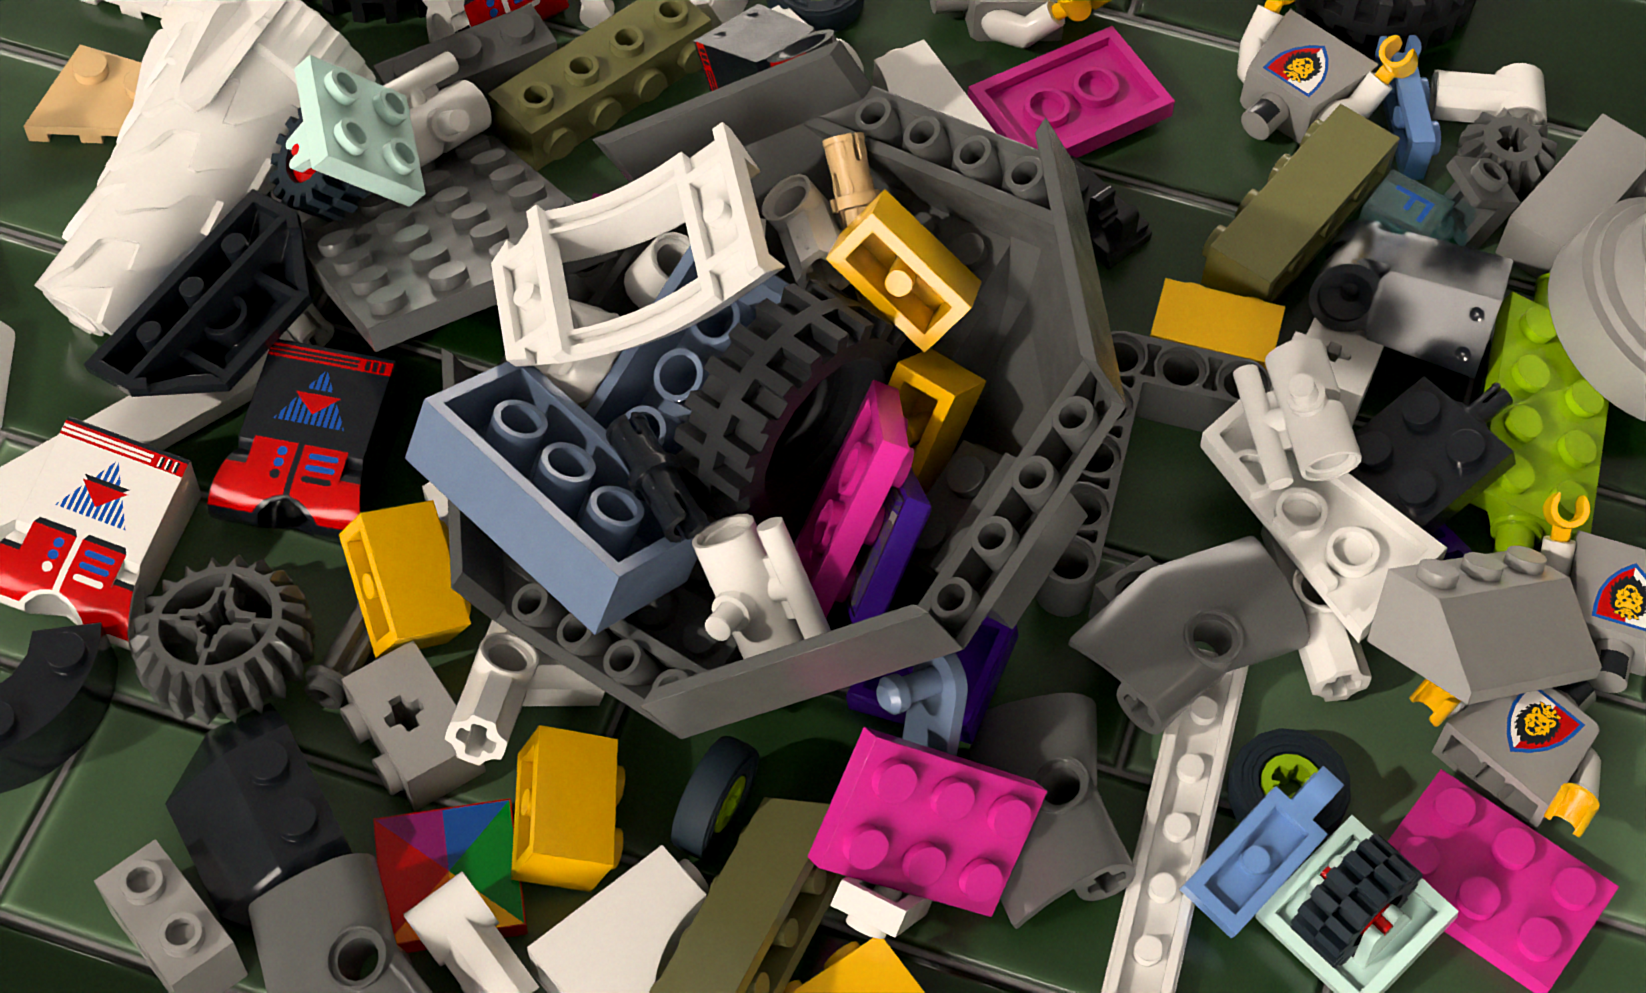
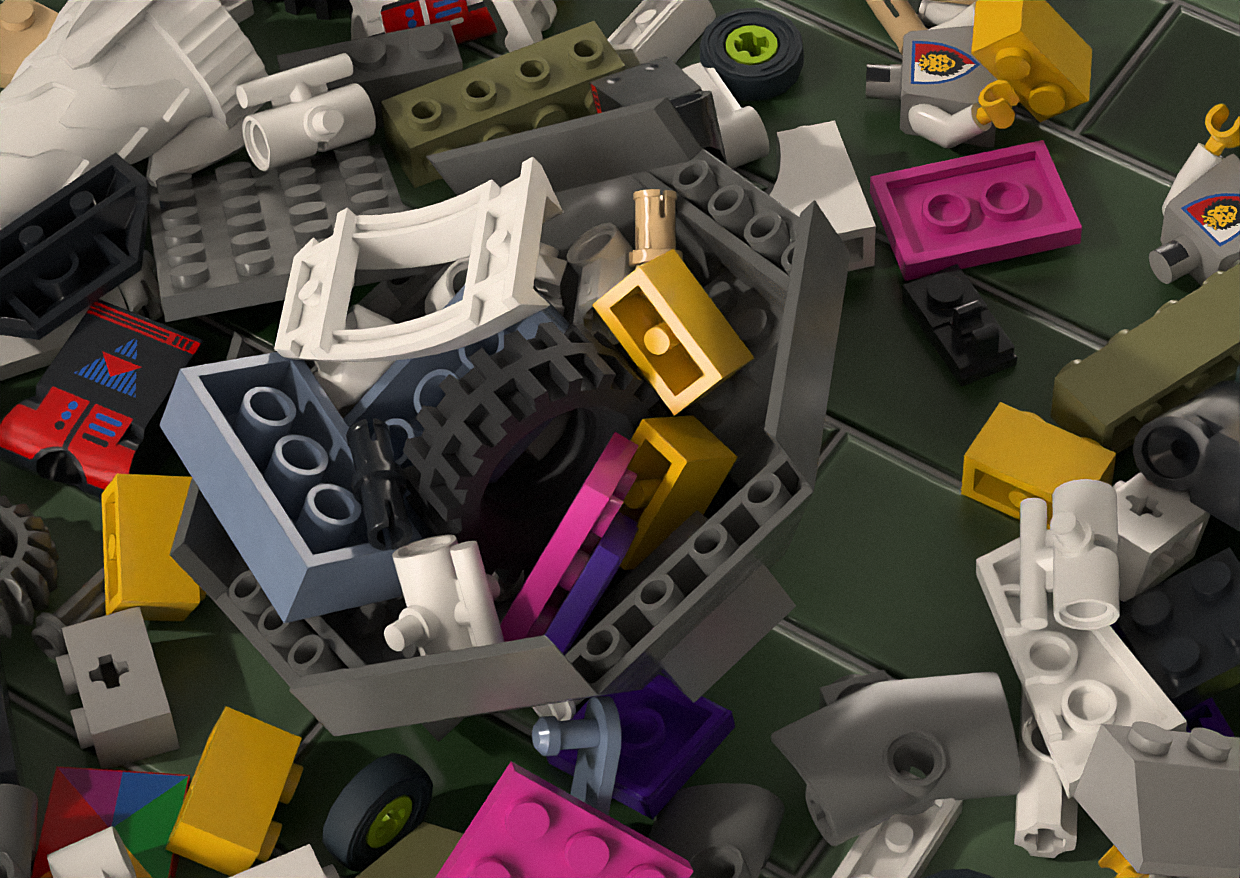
camera: 20 degrees right, 5 degrees down
(345, 144) = (213, 123): light aqua plate -> none
(501, 681) = (202, 669): white piece -> none
(1148, 379) = (922, 499): dark grey beam -> none

